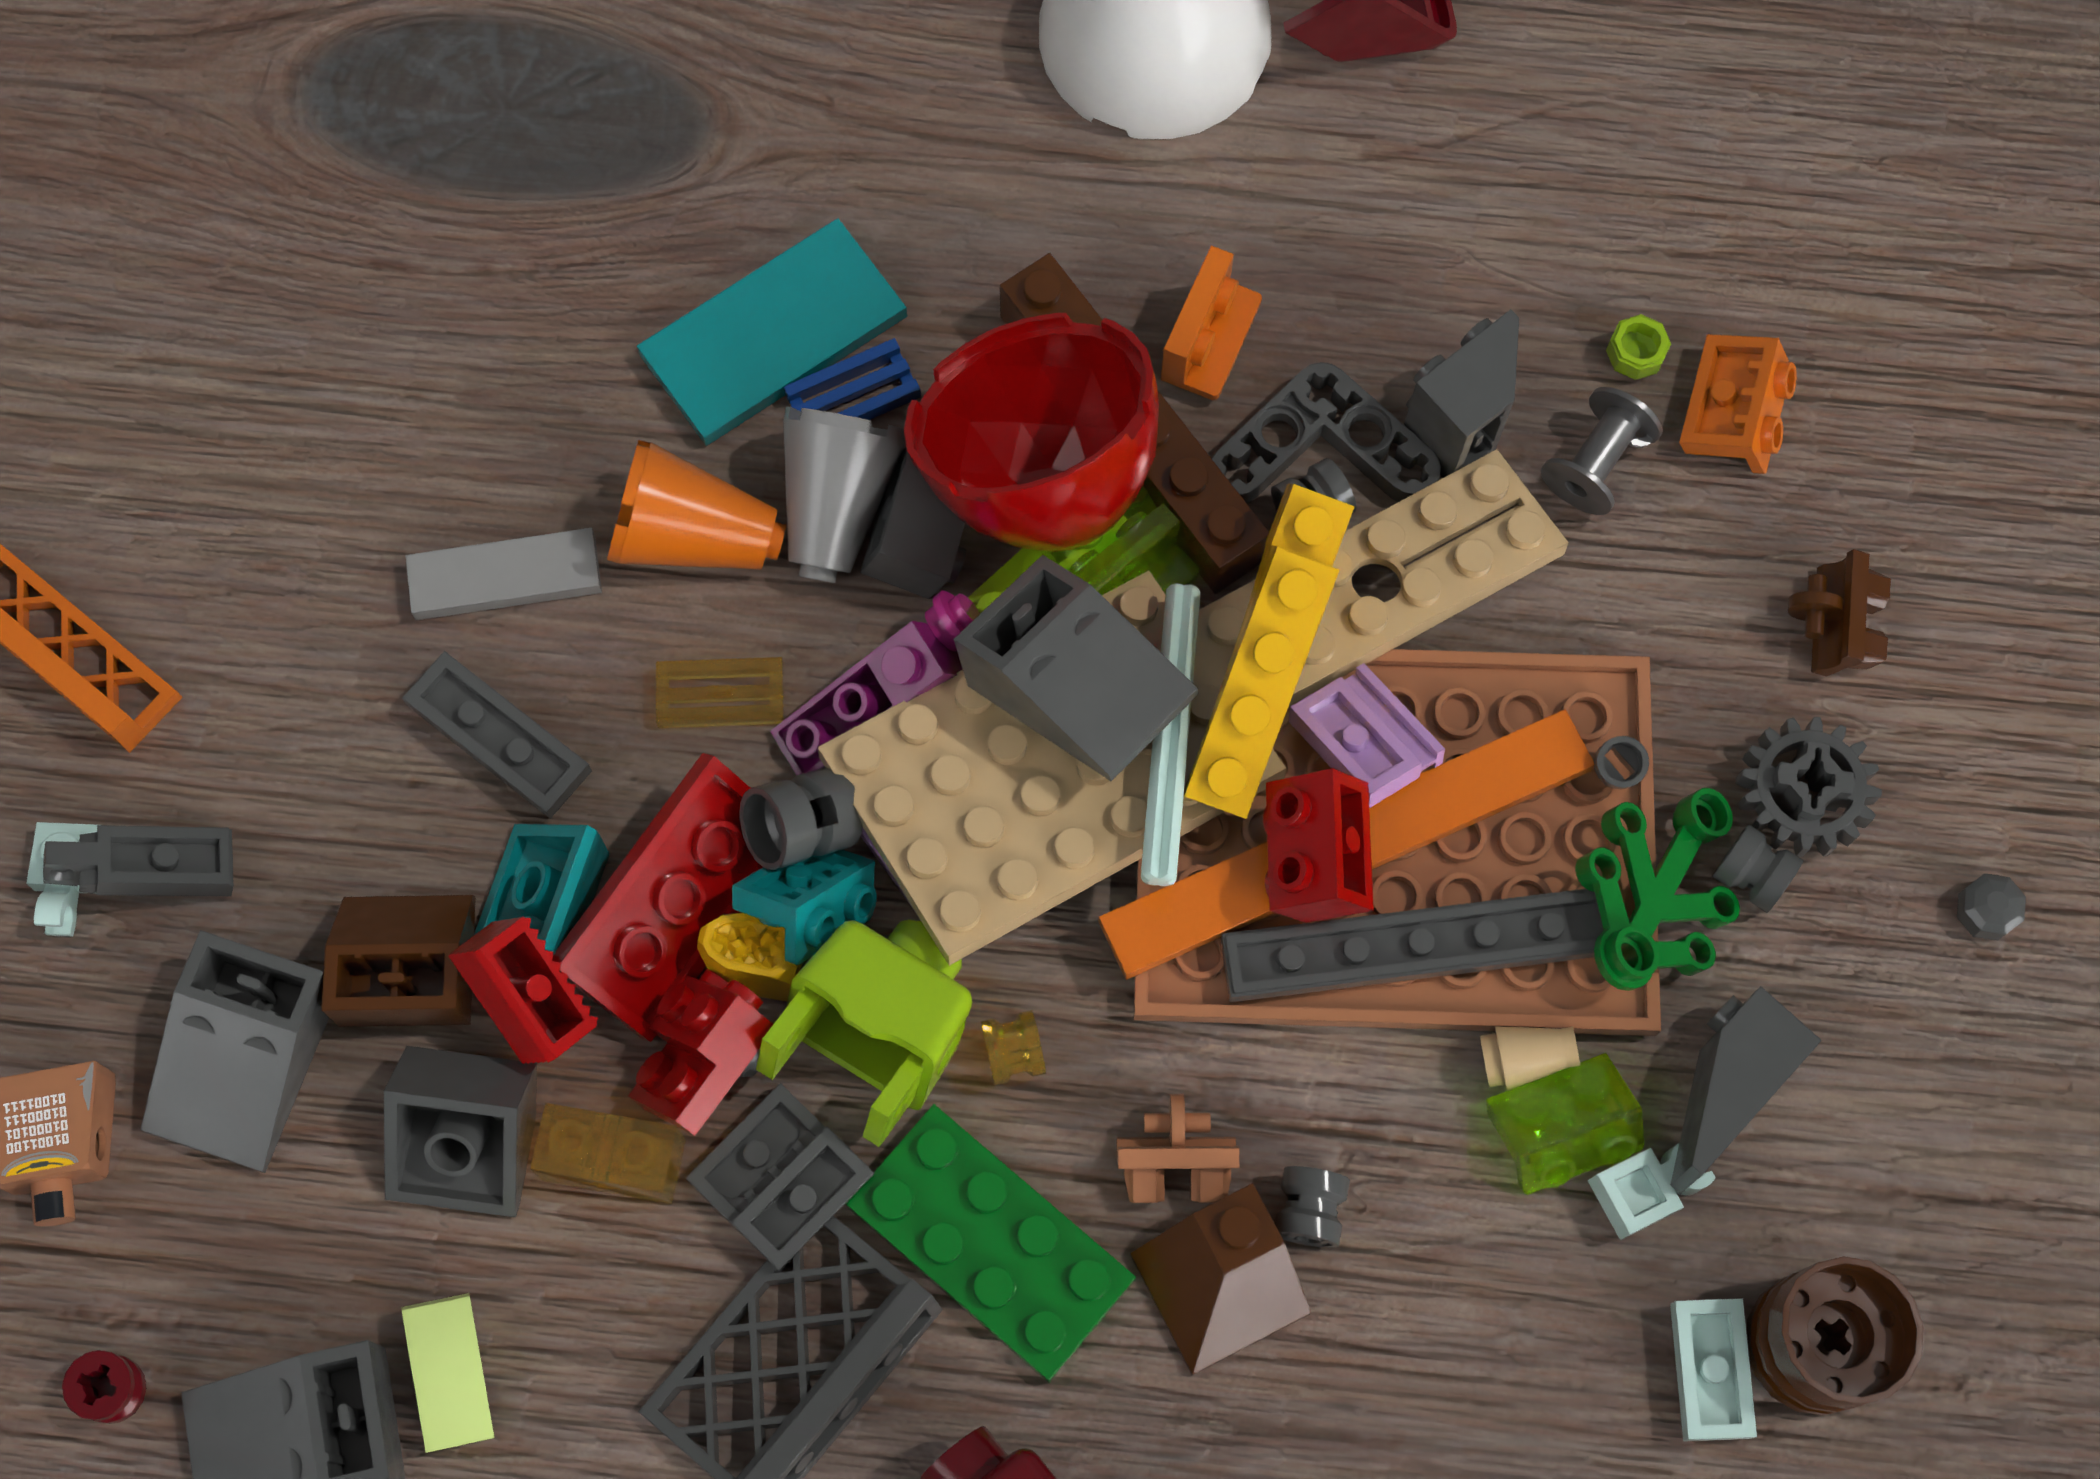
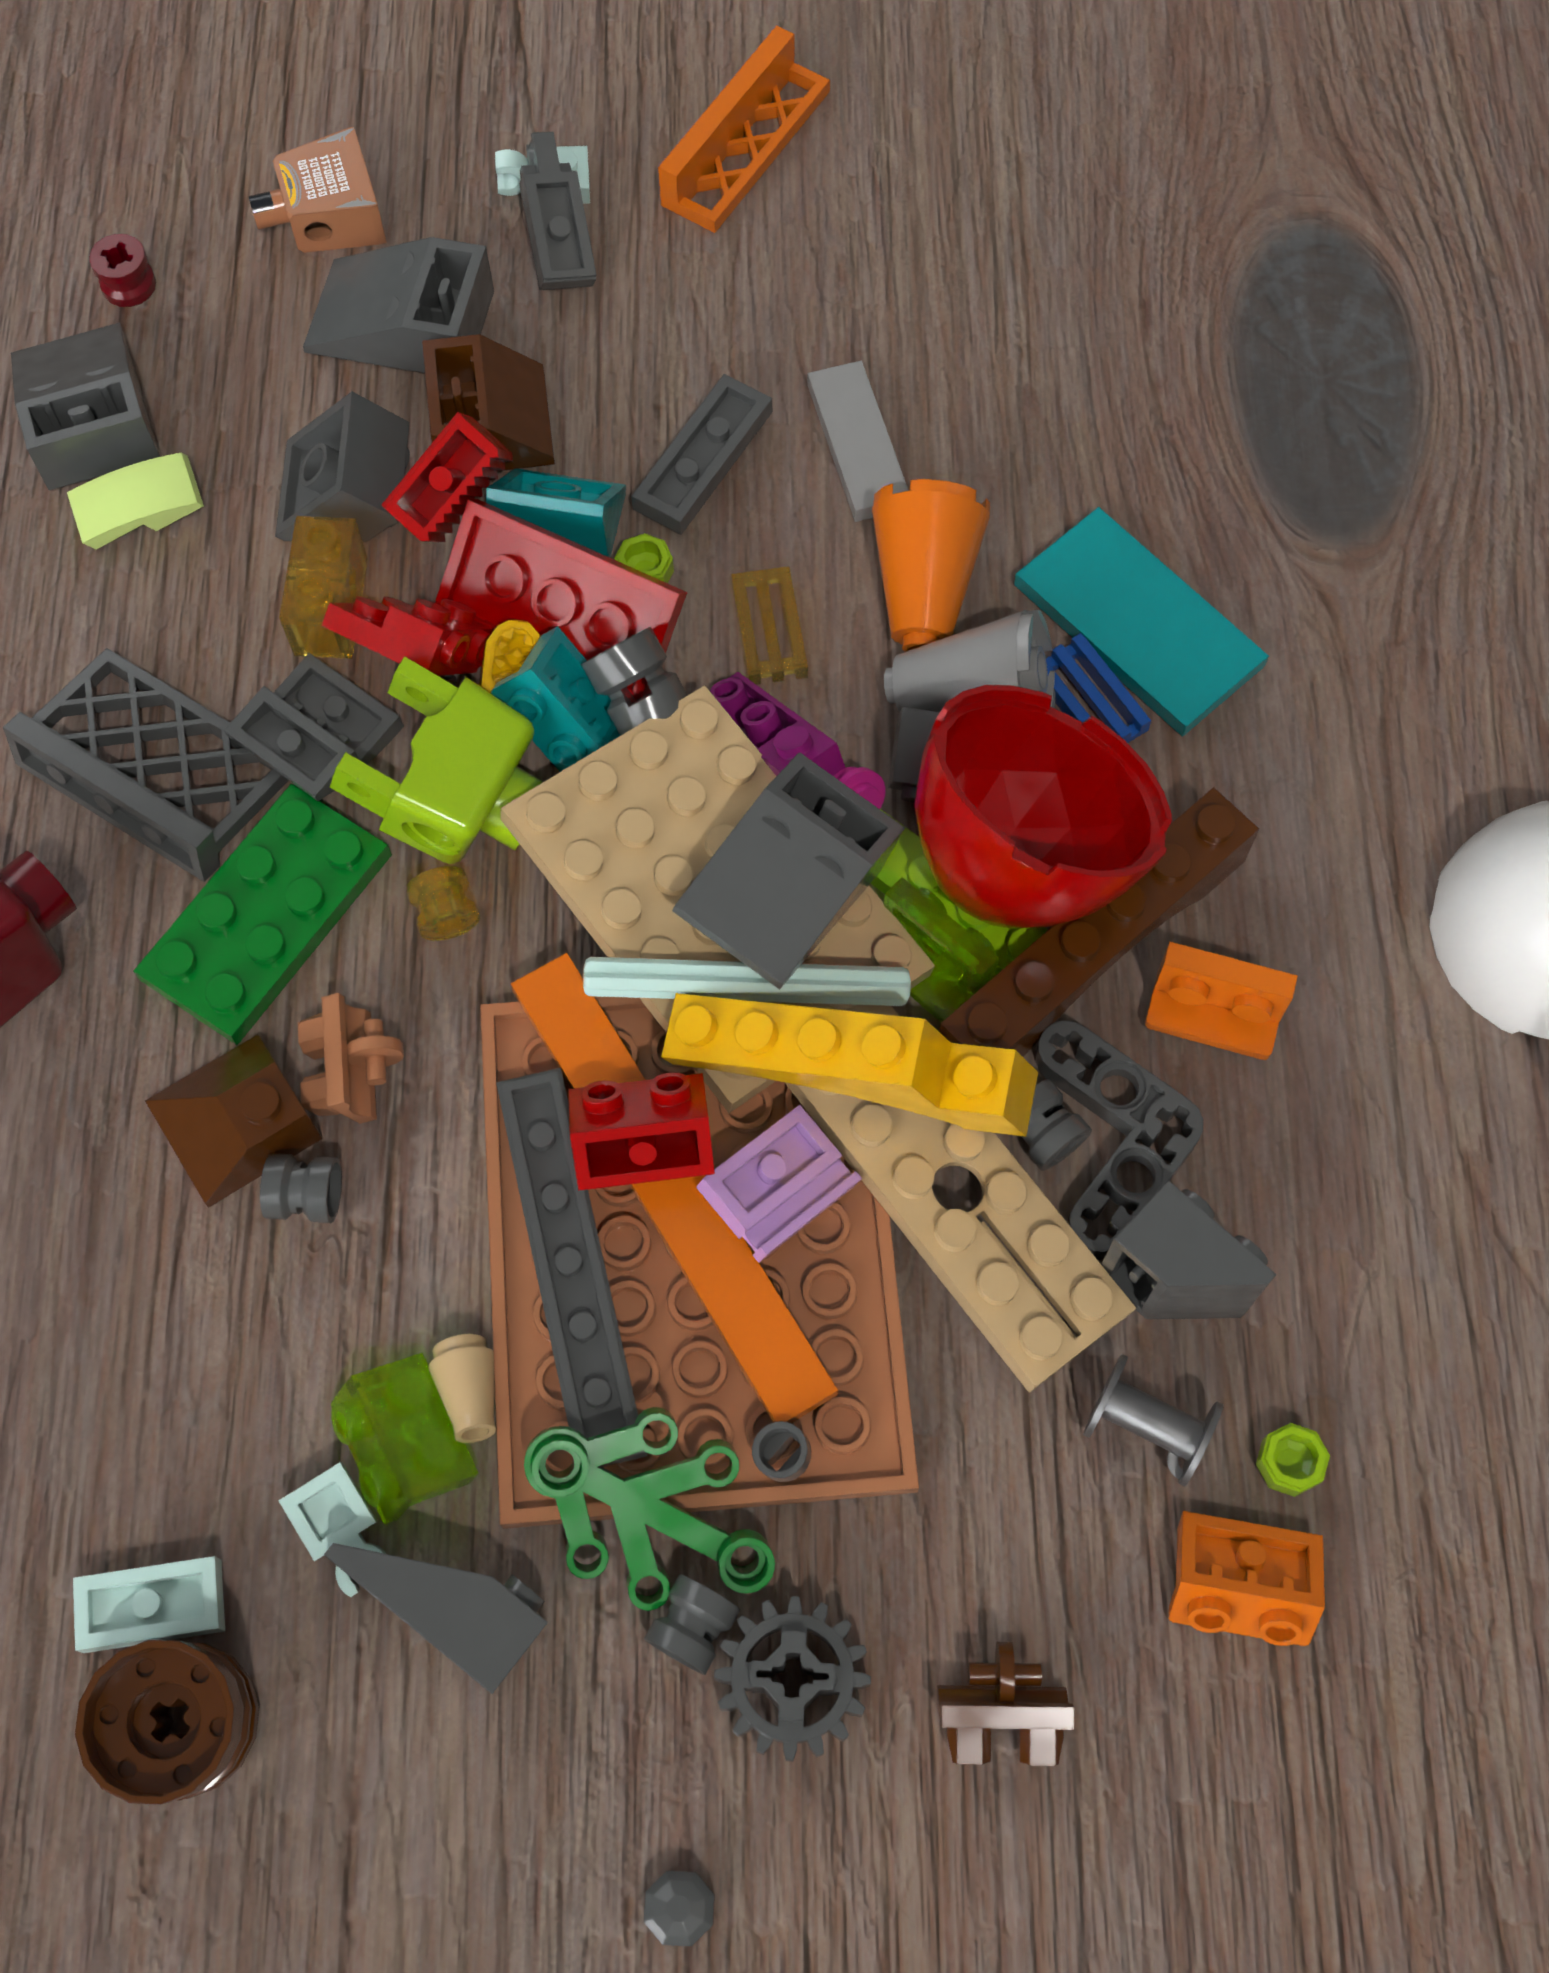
camera: 85 degrees right, 5 degrees down
(626, 809) = (647, 555): none -> lime tile

